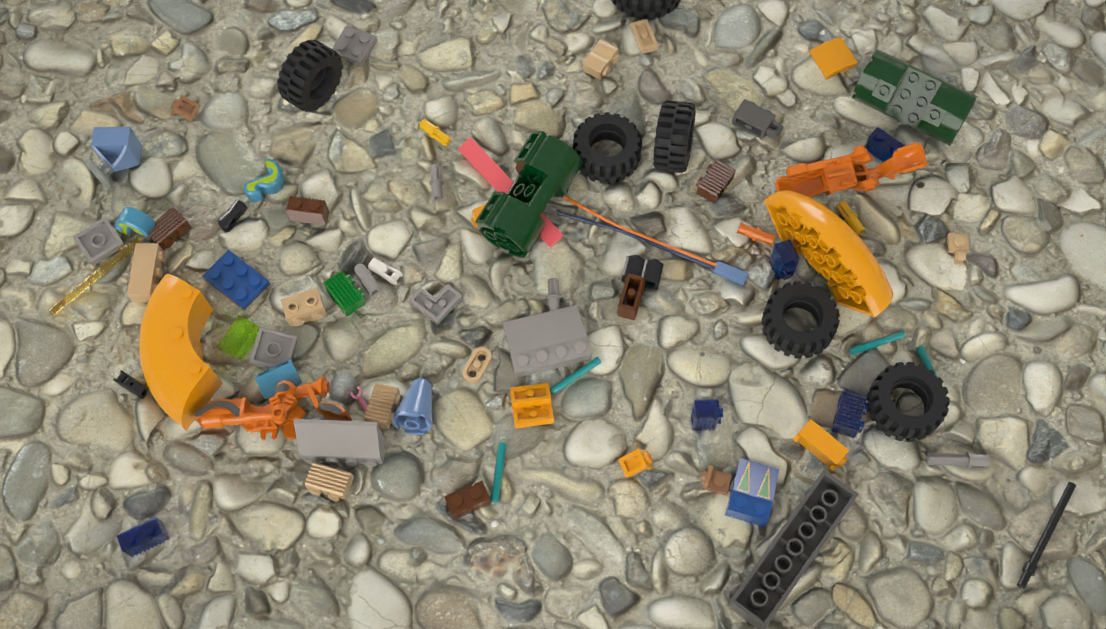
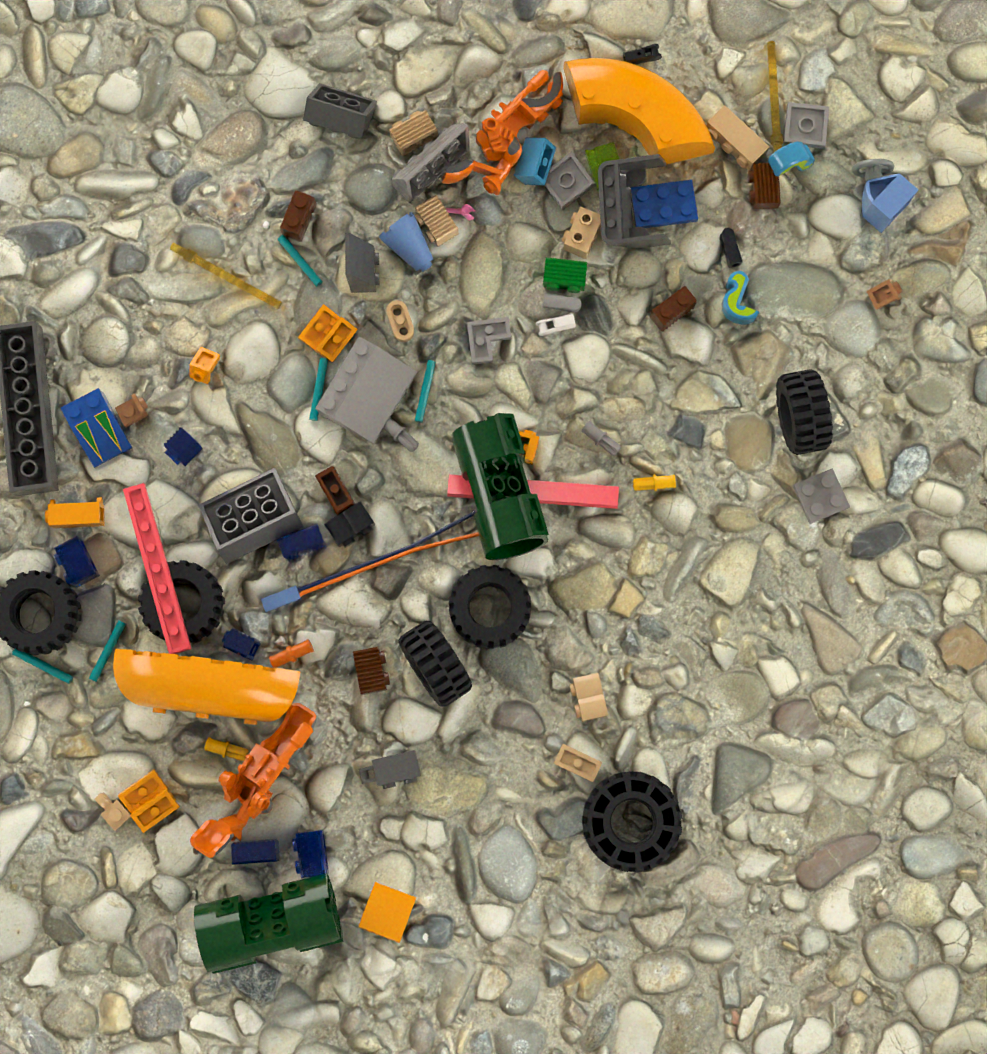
camera: 135 degrees right, 15 degrees up
(282, 281) = (615, 200): none -> dark grey windscreen
(358, 549) = (339, 111): none -> dark grey slope
(465, 420) = (361, 265): none -> dark grey slope
(508, 310) = (425, 391): none -> teal bar
(569, 550) = (192, 257): none -> clear yellow bar
(684, 287) = (301, 542): none -> clear blue brick
(701, 337) = (250, 516): none -> dark grey slope
(798, 344) = (157, 569): none -> coral tile
(850, 119) = (311, 853): none -> clear blue brick
(928, 233) = (148, 800): none -> light orange slope

